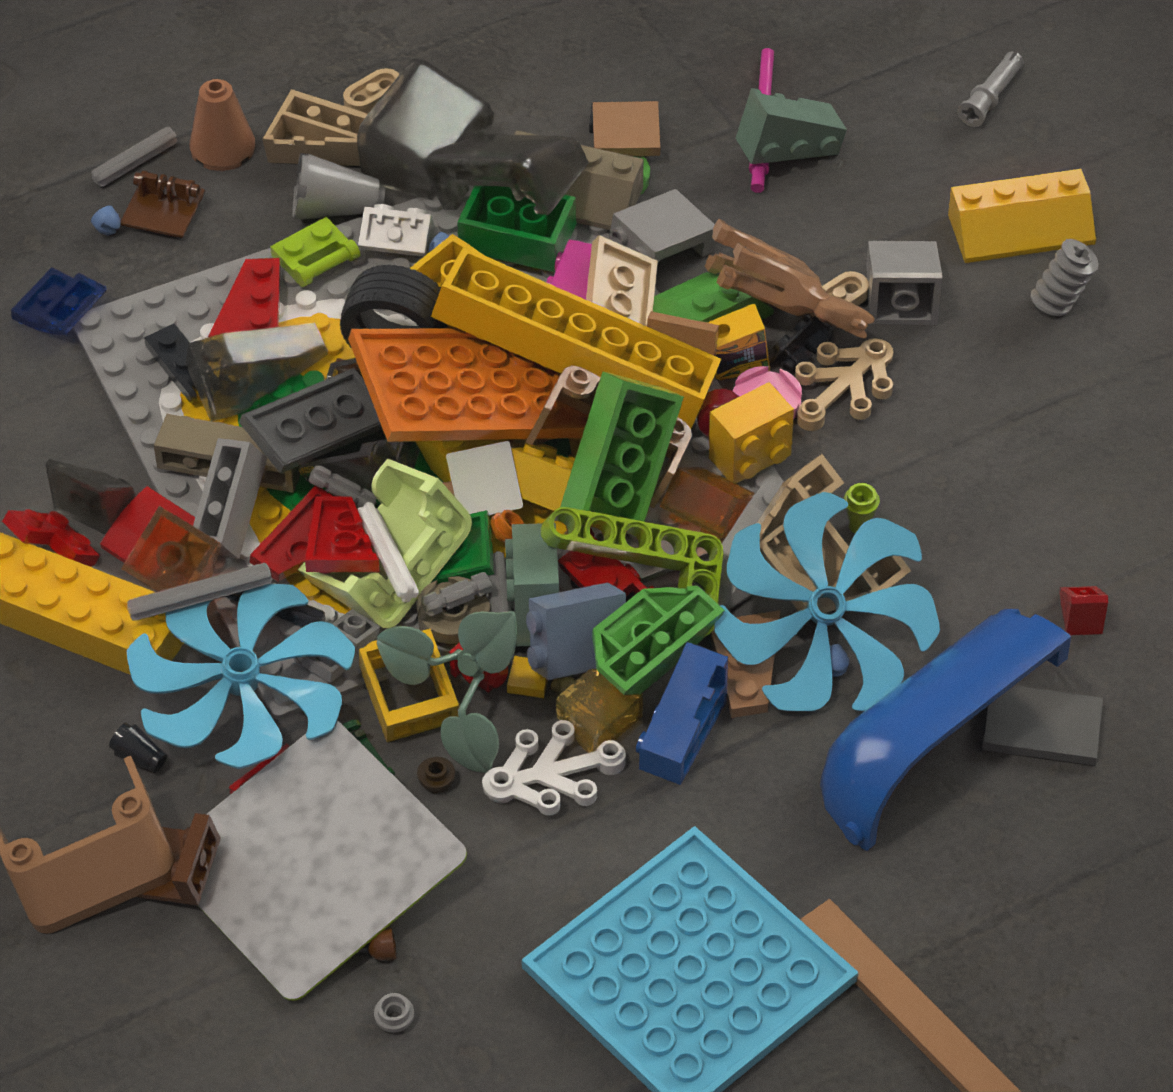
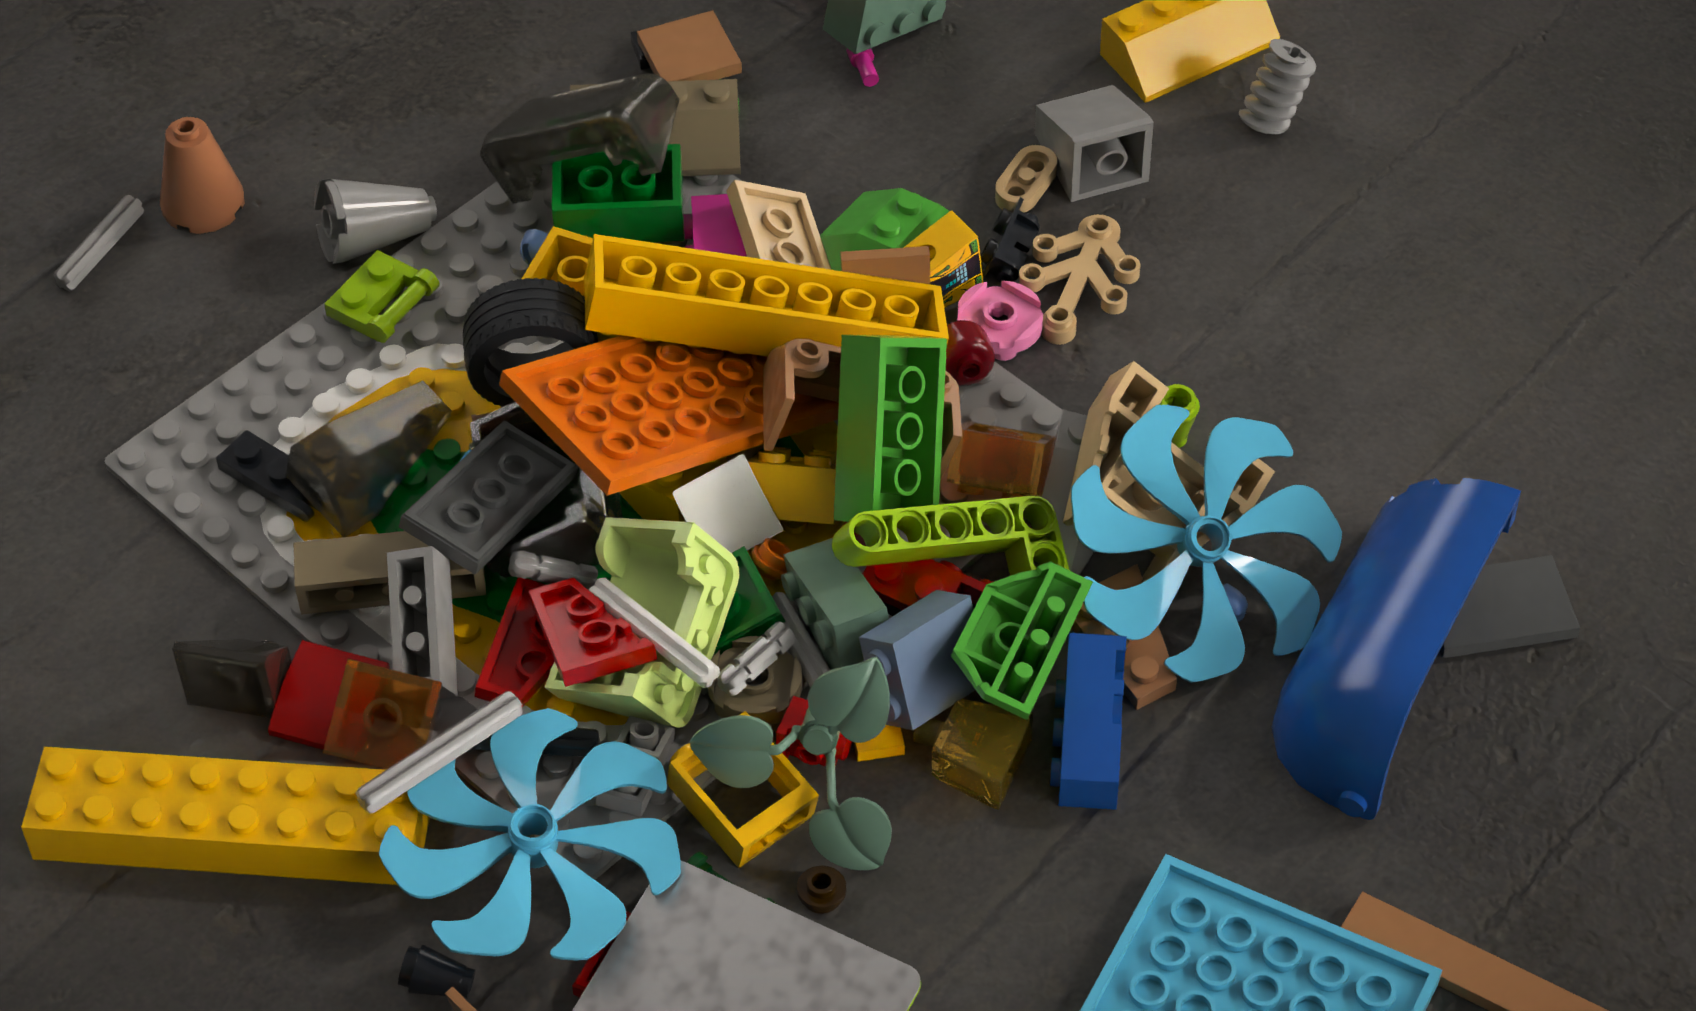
camera: 20 degrees left, 0 degrees up
(53, 531) = (205, 731): red plate -> none
(57, 302) = (81, 446): clear blue slope -> none
(106, 220) = (99, 328): medium blue hinge -> none
(162, 204) = (161, 291): reddish brown hinge -> none
(252, 299) = (330, 376): red wing -> none
(315, 128) = (326, 145): tan wedge -> none
(368, 91) = (361, 88): tan plate -> none
(395, 230) = (472, 243): white bracket -> none
(412, 119) = (441, 113): clear smoke windscreen -> none
(551, 772) = (959, 844): white plant -> none
(663, 227) = (791, 152): light grey panel -> none
(751, 433) = (1015, 364): yellow brick -> none
(780, 281) = (963, 177): medium nougat animal -> none
(1083, 609) = (1480, 455): red slope -> none

